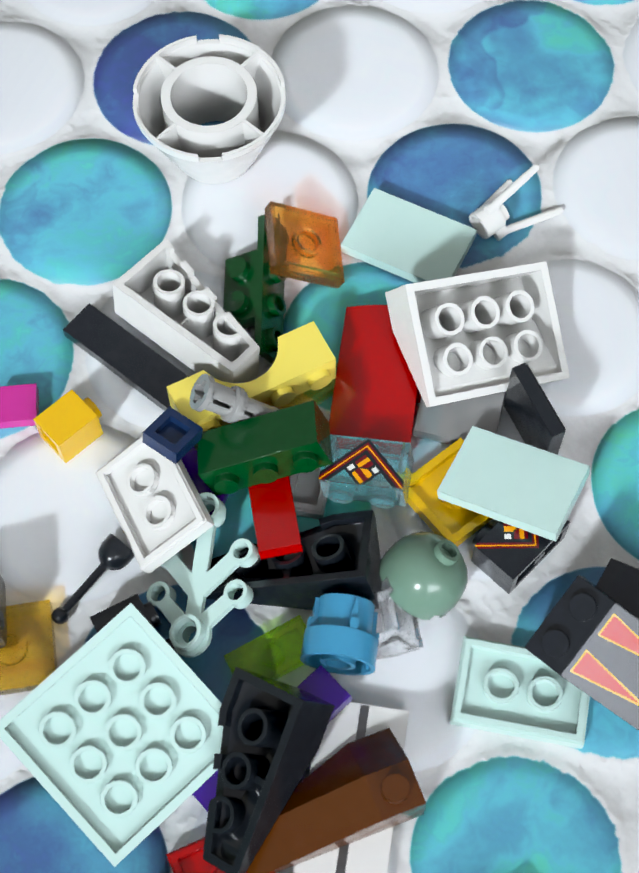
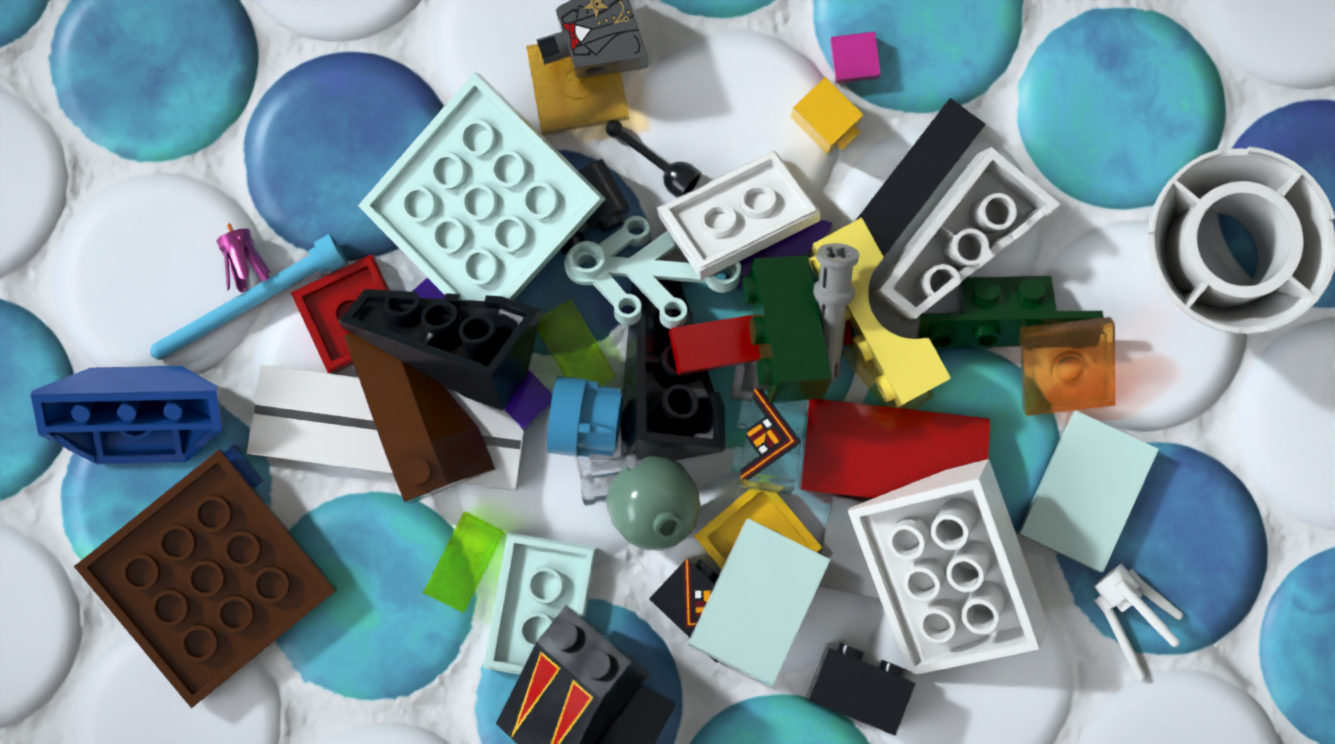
camera: 90 degrees right, 20 degrees up
(172, 435) = (797, 228): dark blue plate -> none
(480, 764) = (464, 562): none -> clear neon green plate
(532, 411) = (842, 628): black tile -> none
(587, 408) = (861, 689): none -> black brick

